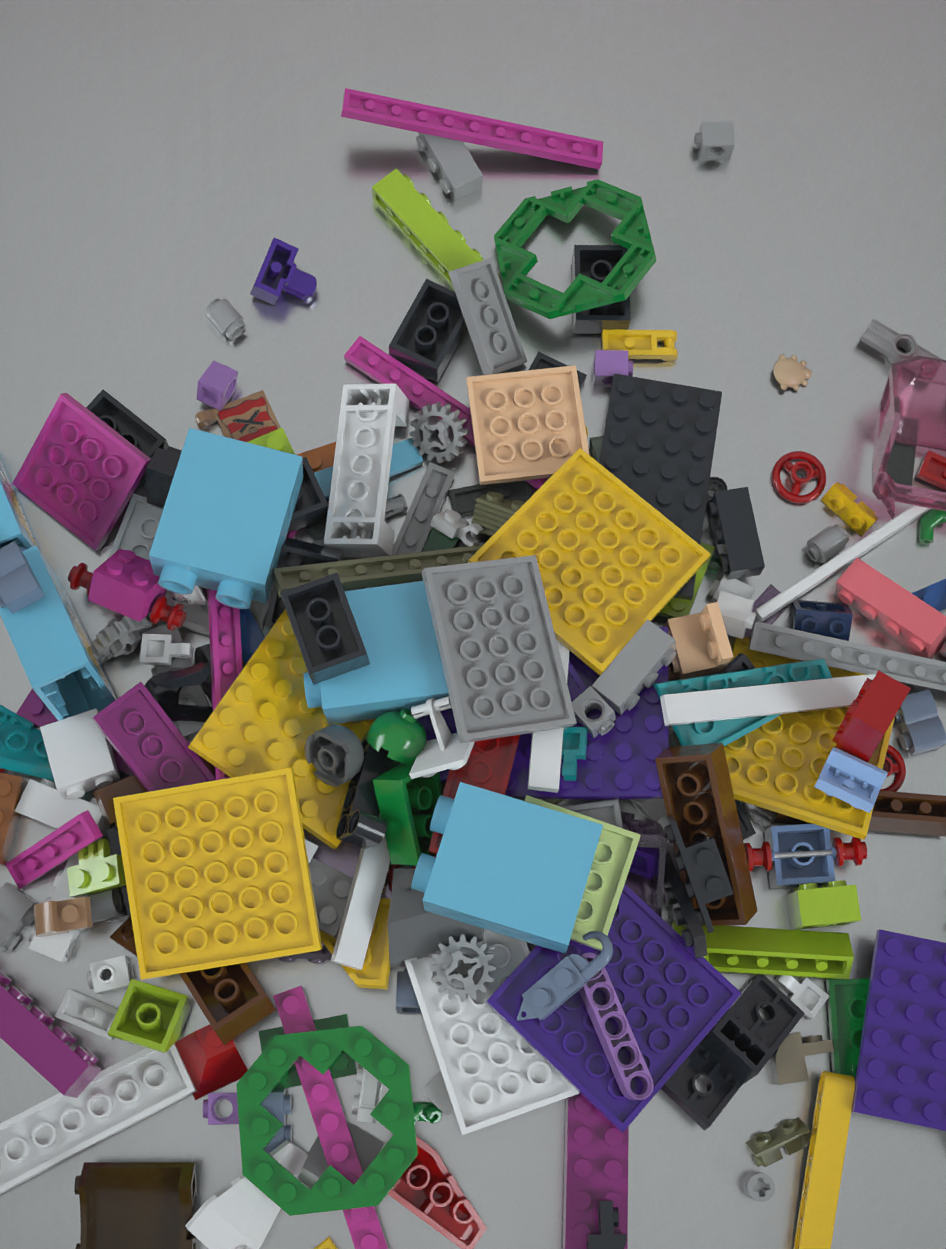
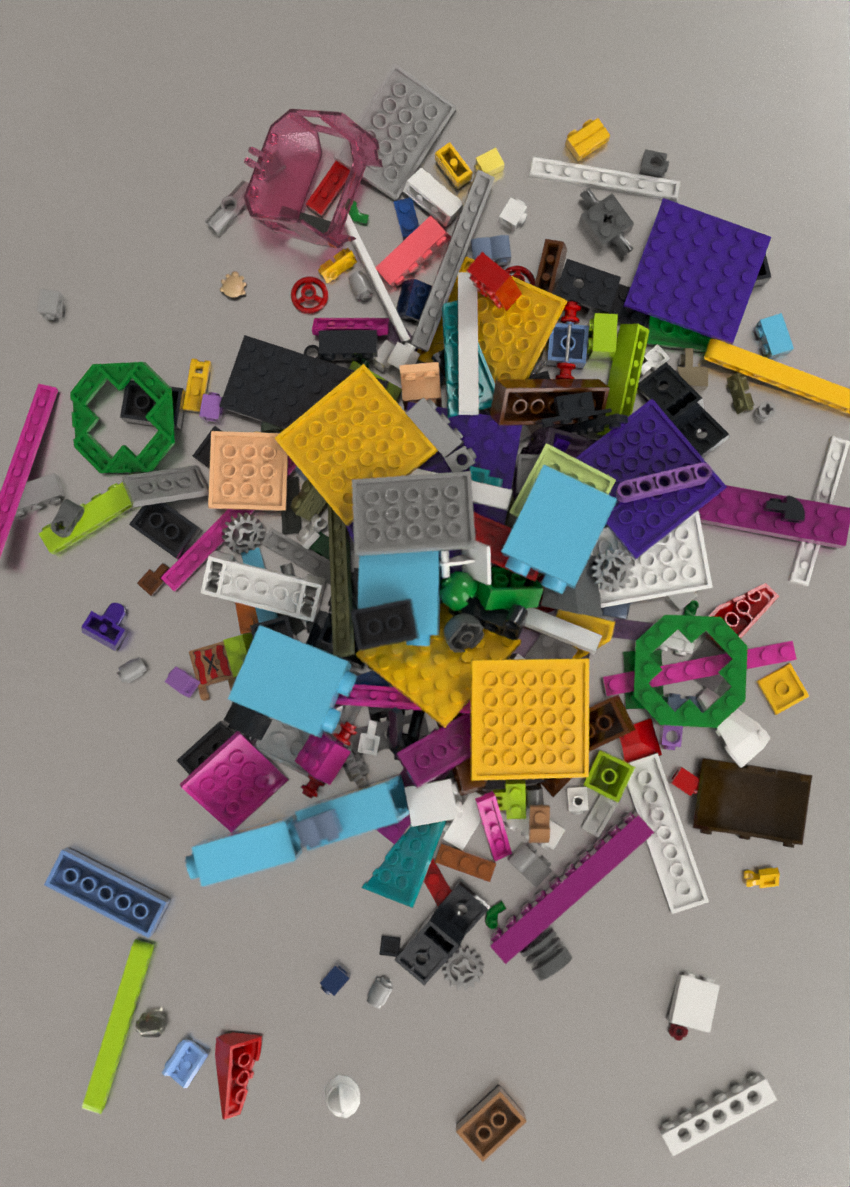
camera: 75 degrees left, 10 degrees up
(156, 1141) = (685, 781): none -> red brick
(354, 324) = (152, 580): none -> reddish brown plate
(383, 1018) = (630, 629): none -> clear purple plate
(423, 197) = (67, 516): none -> dark grey piece
(564, 980) = (633, 506): sand blue plate -> none
(773, 574) = (379, 324): none -> dark pink plate
(851, 780) = (529, 302): light blue bracket -> none
(879, 1183) = (774, 336): none -> medium azure brick
(889, 892) = (600, 292): none -> black bracket

